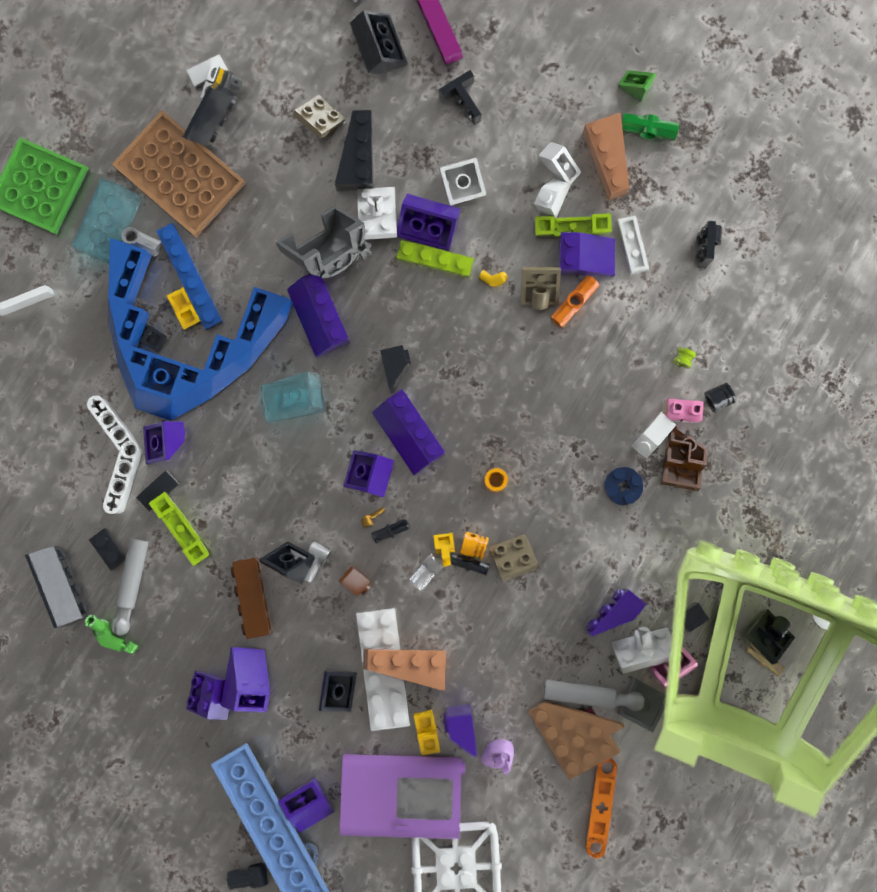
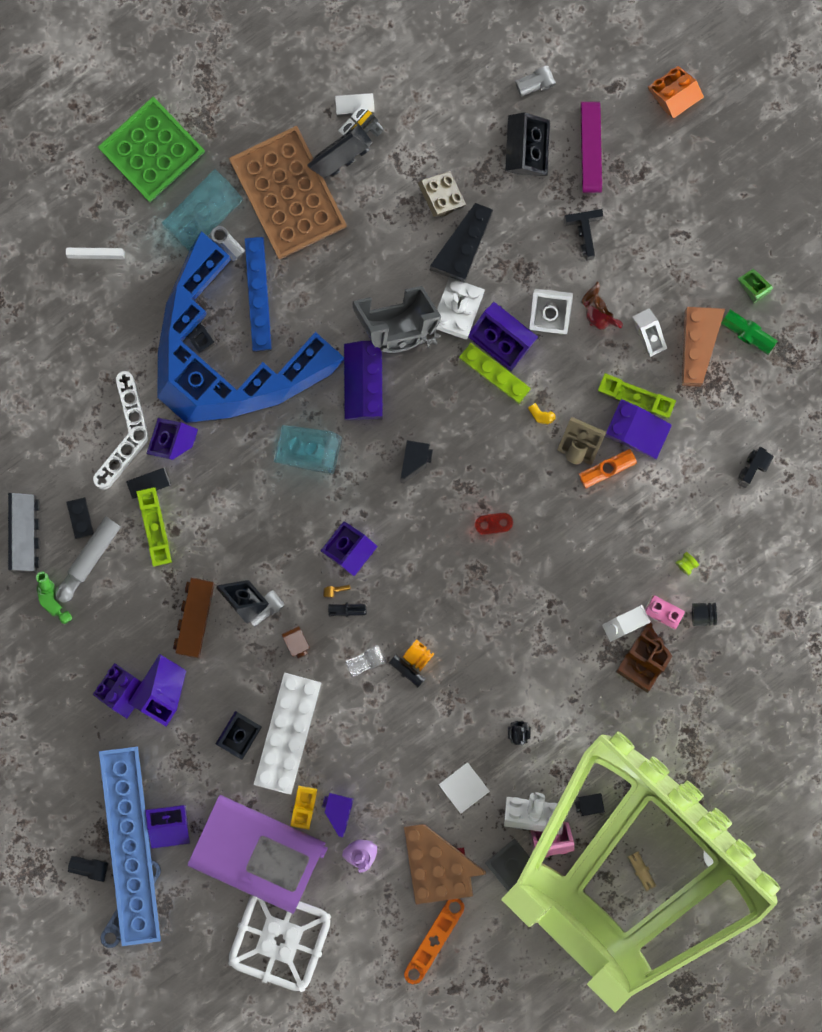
camera: 15 degrees right, 0 degrees up
(183, 308) = (240, 322): yellow slope -> none
(408, 432) = (401, 526): dark purple slope -> none
(415, 666) = (317, 741): nougat wedge -> none
(444, 545) = (391, 644): yellow plate -> none
(491, 394) = (493, 522): none -> clear red plate
(495, 480) = (463, 604): light orange piece -> none
(504, 164) = (597, 312): none -> hair
(514, 557) = (450, 681): dark tan plate -> none
(551, 197) = (628, 361): white slope -> none
(567, 650) = (464, 788): none -> white sticker
(592, 695) = (468, 836): light grey piece -> none
(597, 578) = (519, 732): none -> black gear
(614, 491) = (580, 670): dark blue plate -> none
(621, 610) = (528, 770): dark purple slope -> none
(632, 245) = (685, 437): white tile -> none
(770, 636) = (655, 851): black plate -> none

